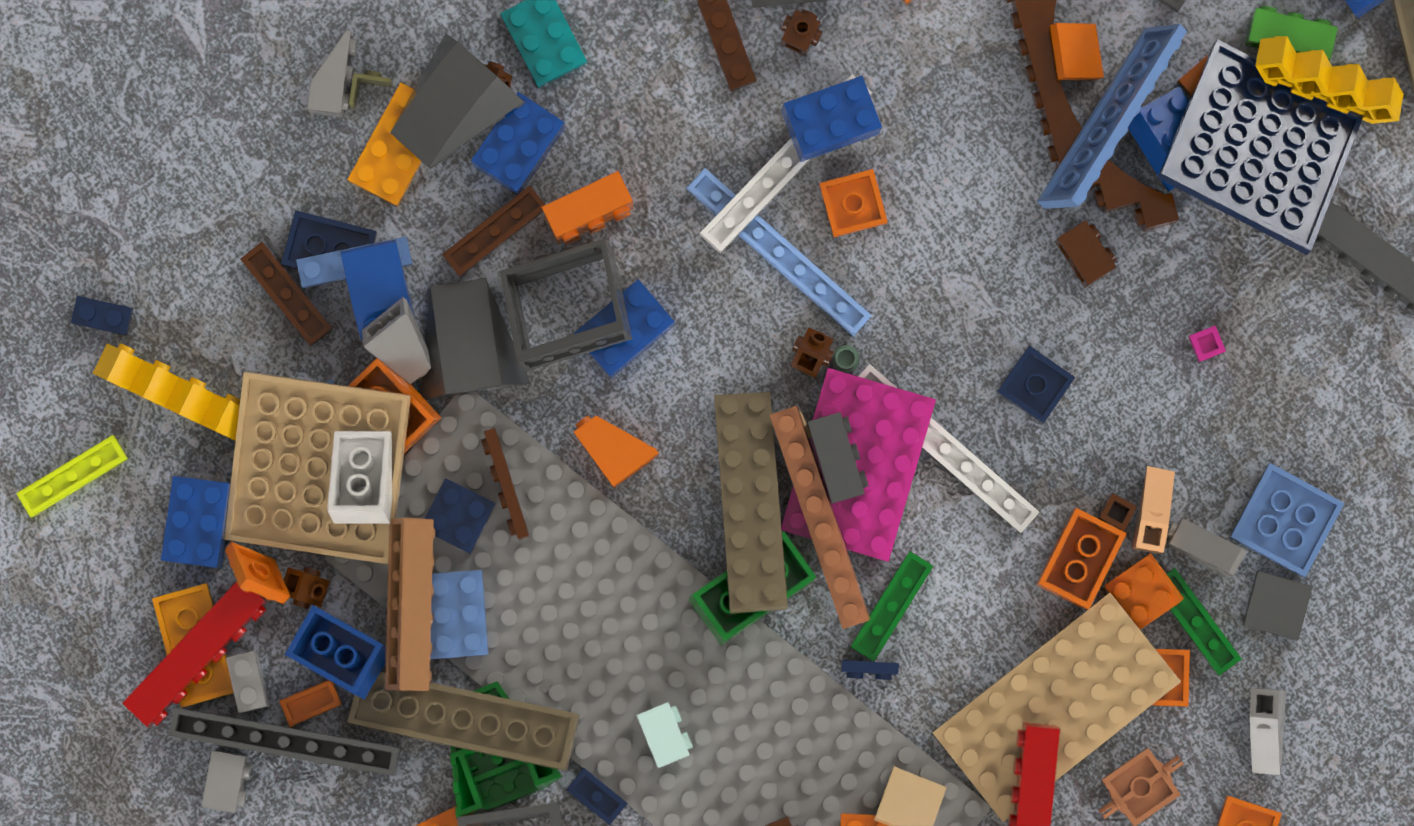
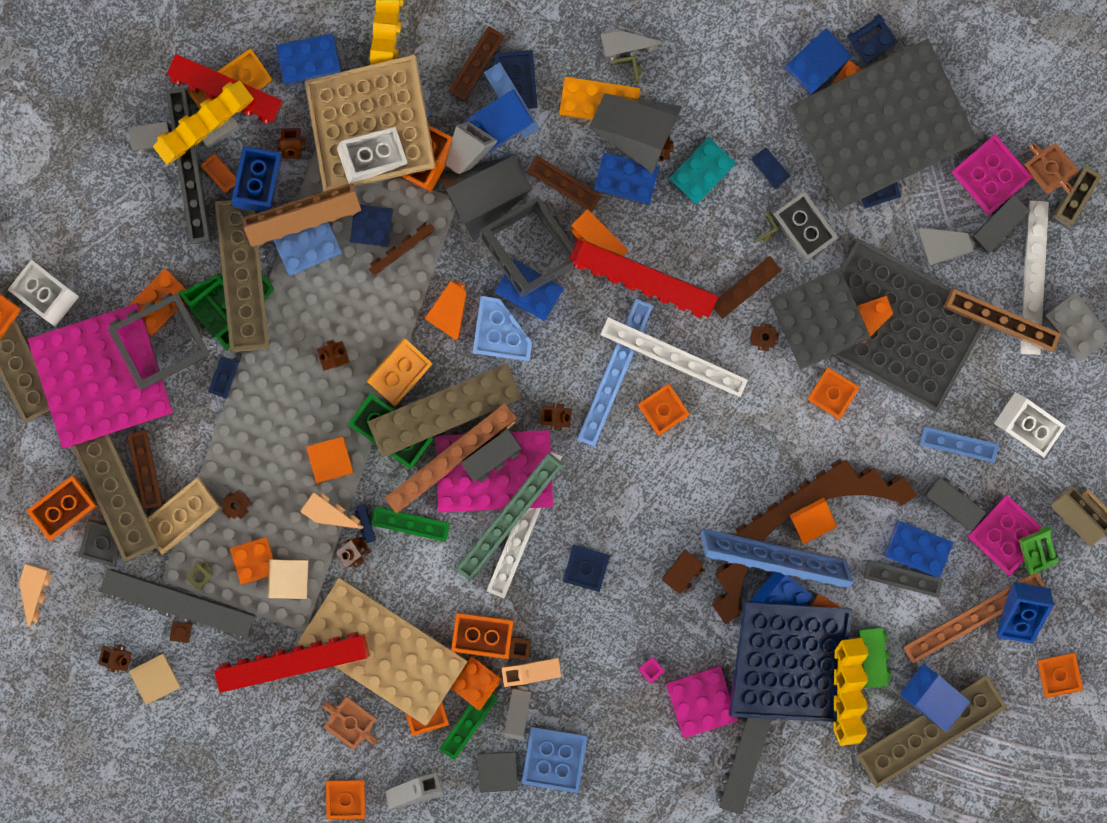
camera: 75 degrees right, 5 degrees up
(230, 688) = (198, 126): none -> yellow brick
(257, 573) = (288, 110): orange plate -> none
(619, 631) = (332, 355): none -> reddish brown brick
(663, 163) = (642, 277): none -> red brick
(664, 734) = (277, 406): light aqua brick -> none
(668, 391) = (499, 332): none -> light blue plate
(675, 548) = (399, 372): none -> light orange plate
(763, 687) = (329, 459): none -> orange tile
(831, 118) = (712, 376): blue brick -> none
(836, 718) = (323, 512): none -> light nougat slope
(845, 359) = (560, 439): sand green plate -> none
(904, 699) = (353, 552): none -> reddish brown brick
(928, 463) = (509, 516): none -> sand green tile
(1273, 291) = (701, 701): none -> dark pink plate

